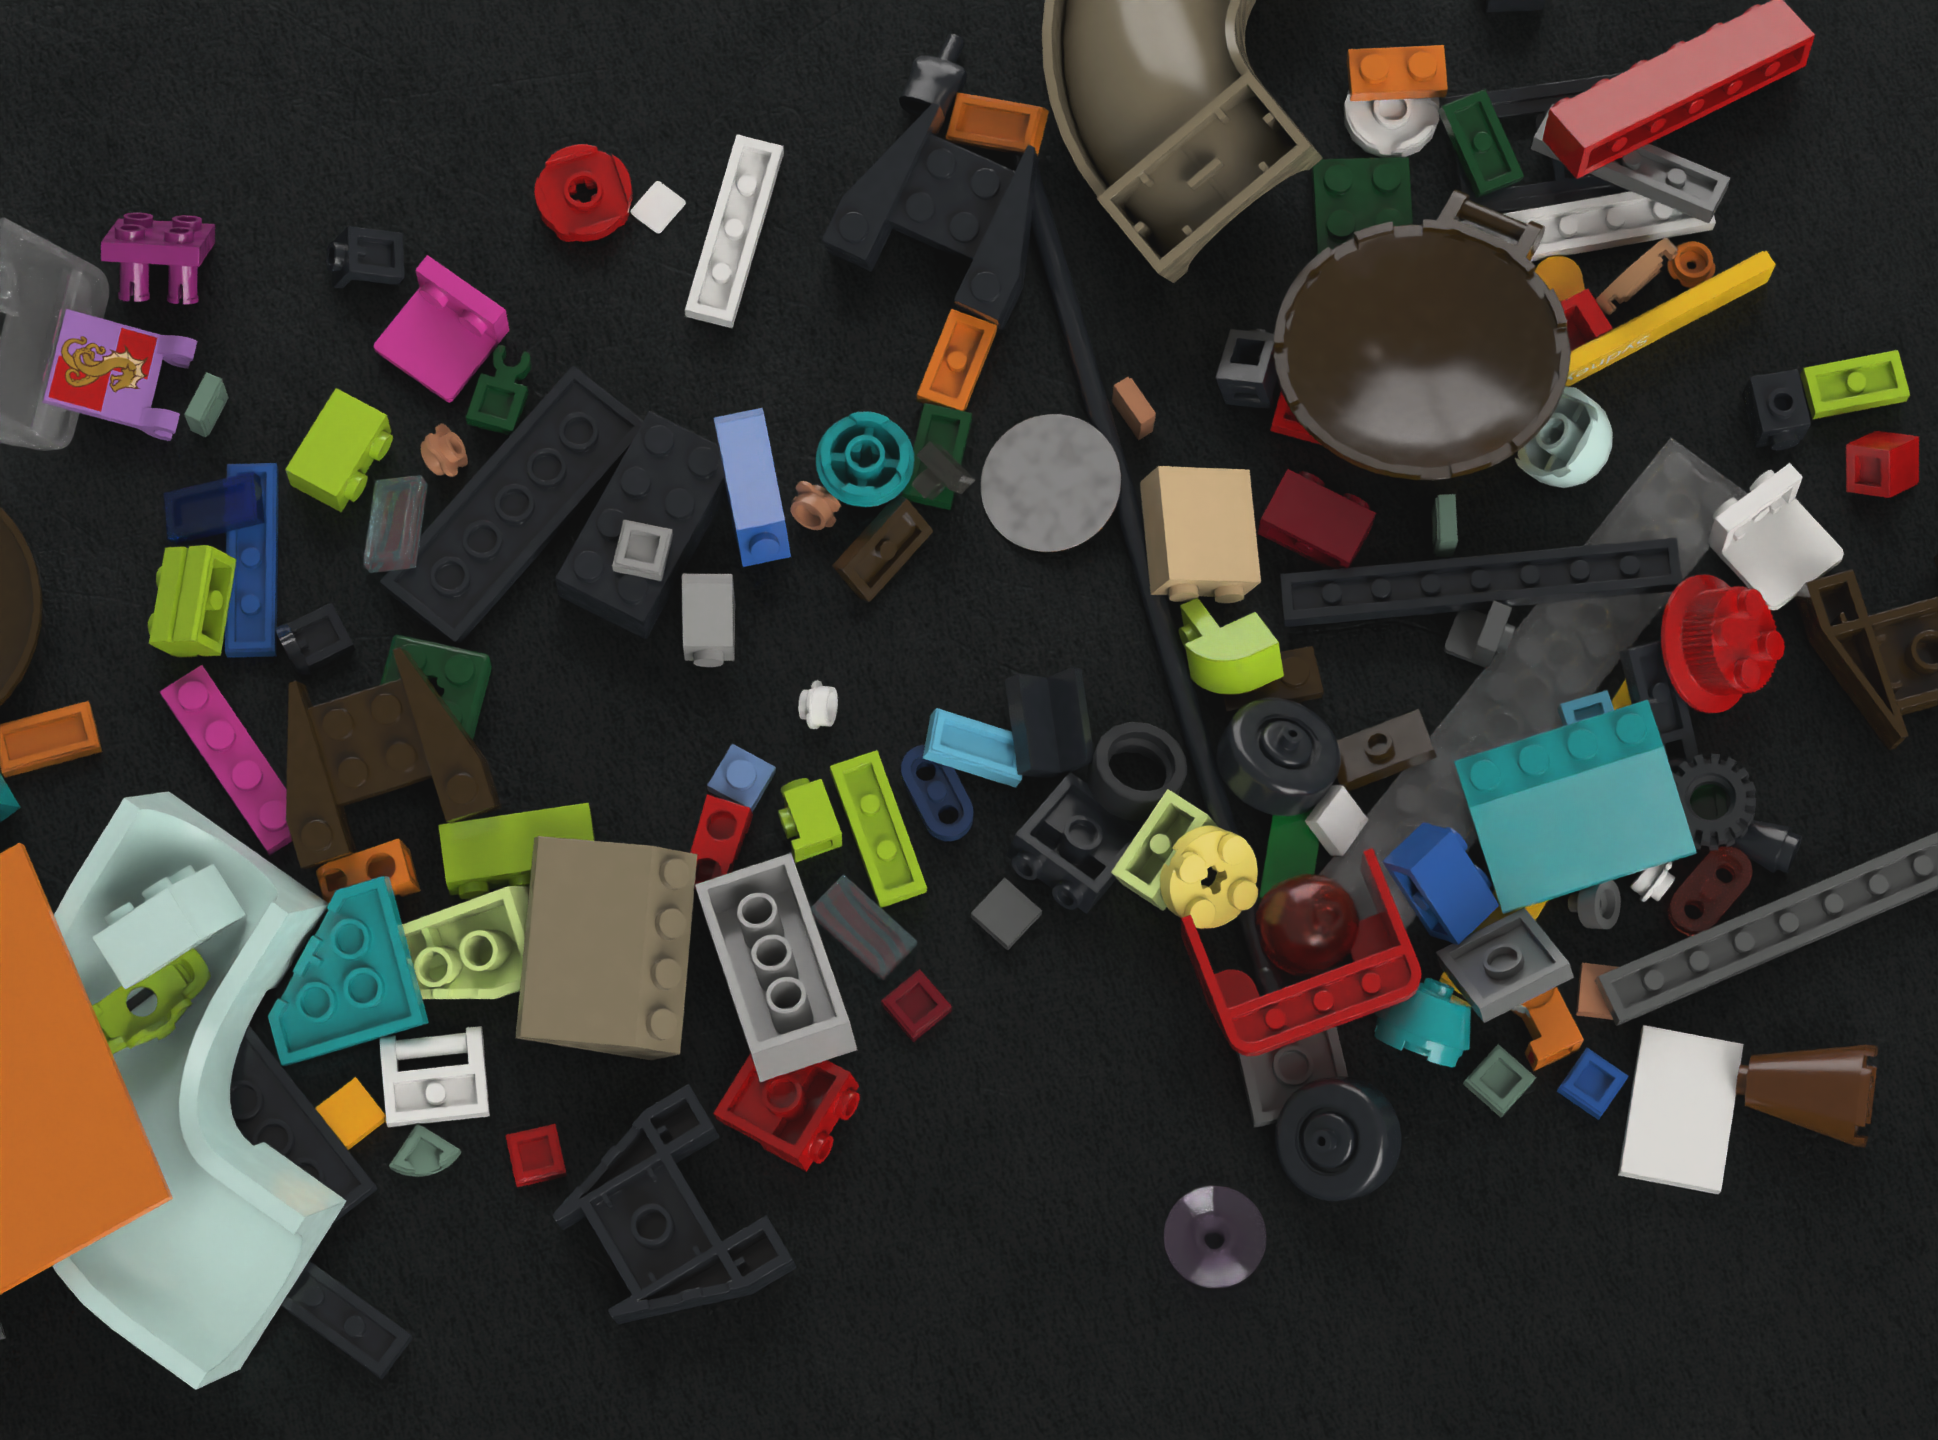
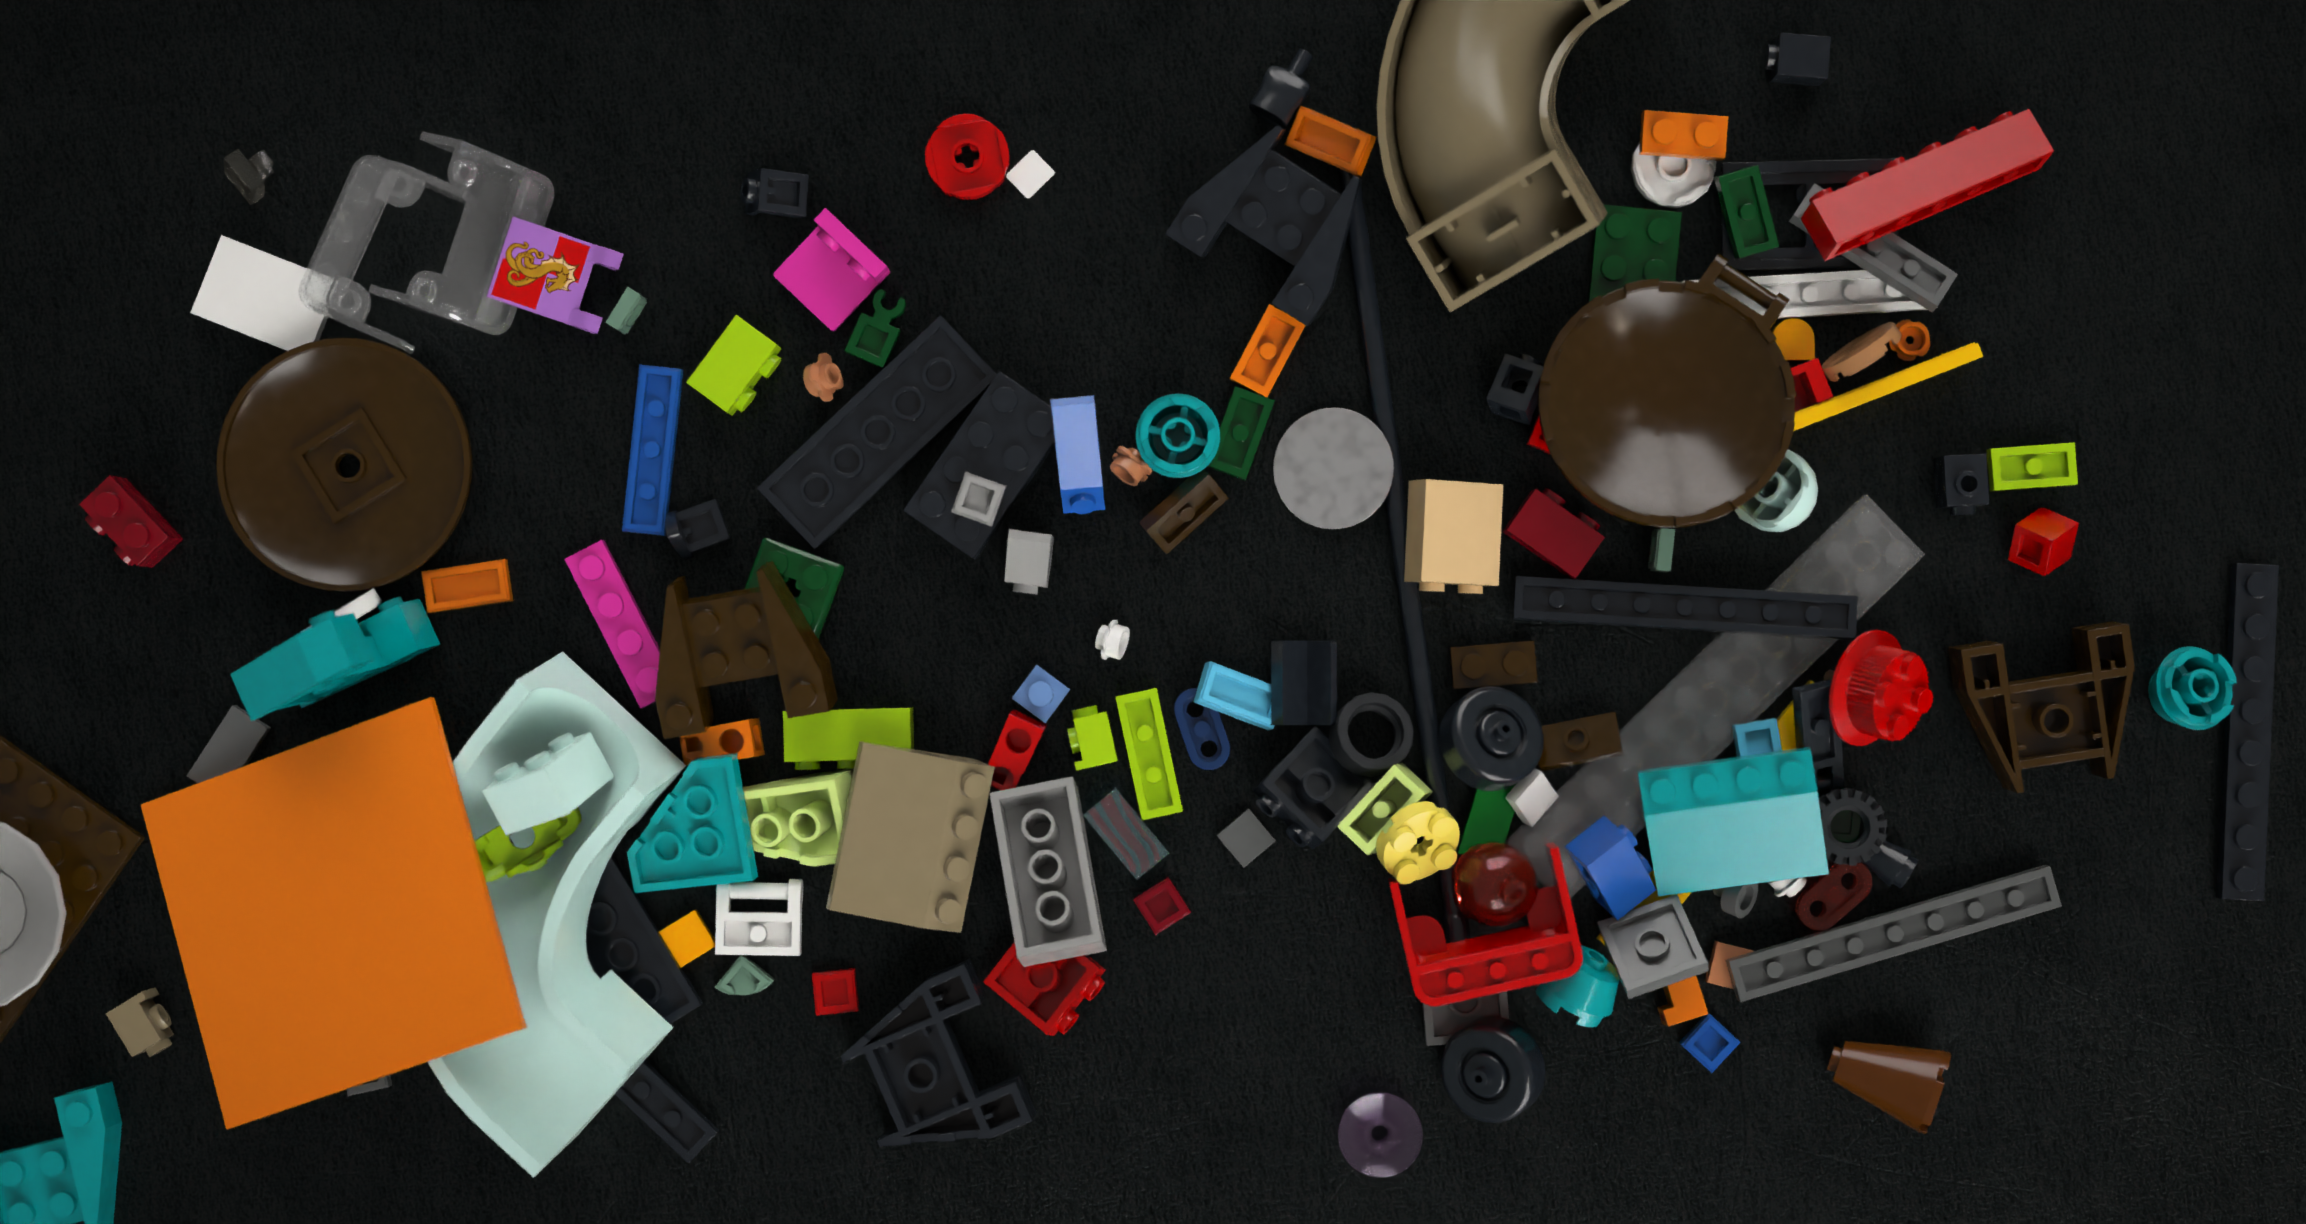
camera: 10 degrees right, 15 degrees up
(175, 243) = (598, 164): magenta plate -> none
(192, 601) = (597, 486): lime brick -> none
(214, 507) = (624, 403): clear blue tile -> none
(395, 524) = (775, 437): clear light blue tile -> none
(734, 231) = (1092, 207): white plate -> none
(941, 472) = (1242, 455): clear smoke tile -> none
(1133, 407) = (1413, 411): nougat tile -> none
(1229, 657) = (1464, 650): lime brick -> none
(1478, 635) = (1677, 651): dark grey bracket -> none
(1499, 1080) = (1633, 1030): sand green tile -> none
(1680, 1109) = (1778, 1074): white tile -> none
(1773, 538) = (1940, 600): white bracket -> none

